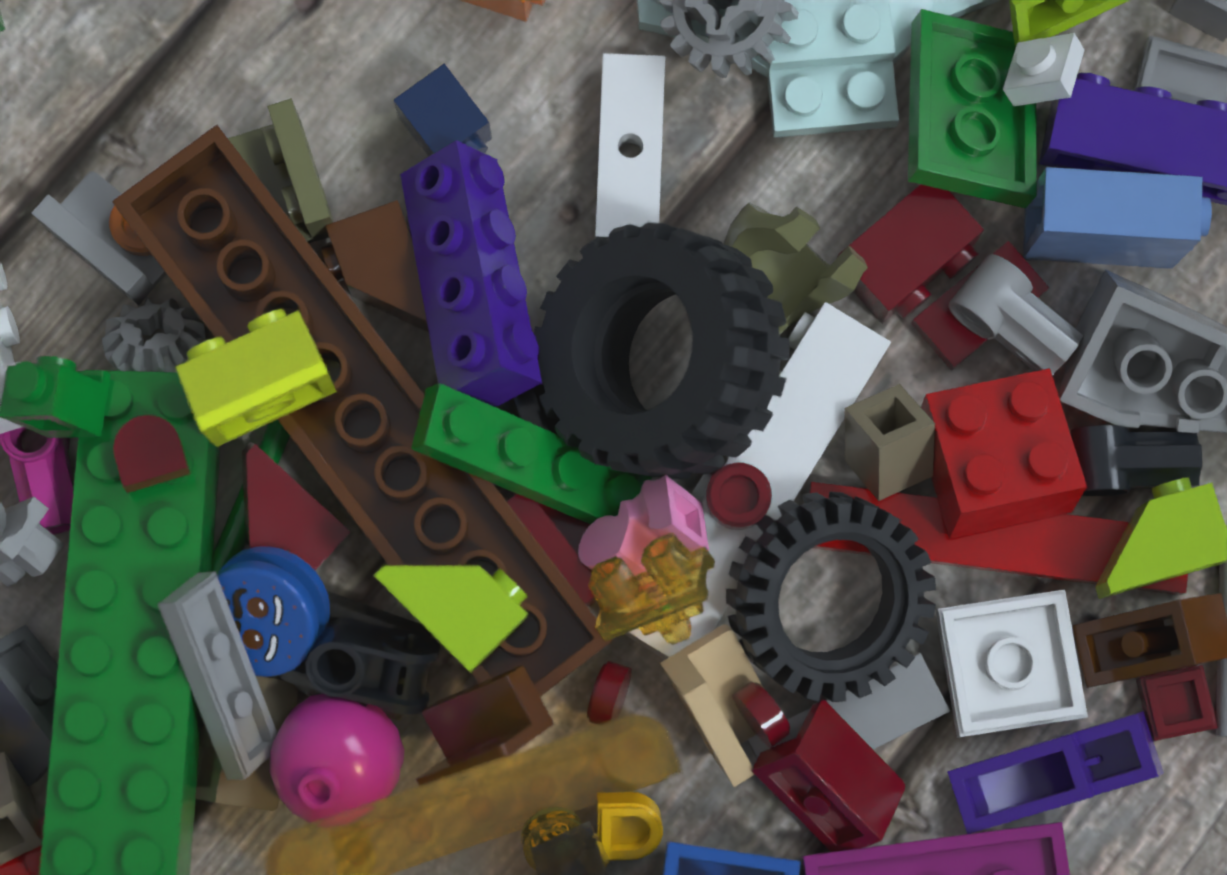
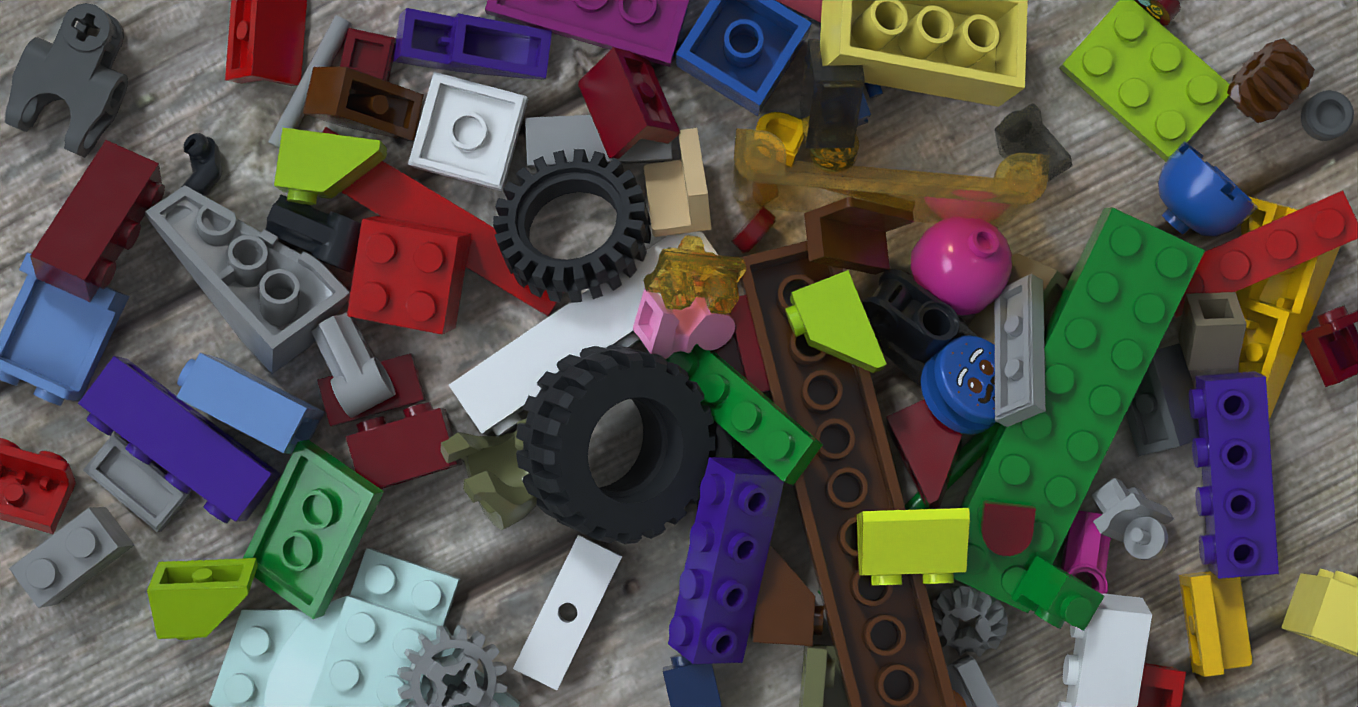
camera: 150 degrees left, 5 degrees up
(738, 496) = (605, 321): dark red tile -> none
(762, 713) = (655, 167): dark red tile -> none
(889, 442) = (482, 316): dark tan brick -> none
(1043, 69) = (247, 532): white plate -> none

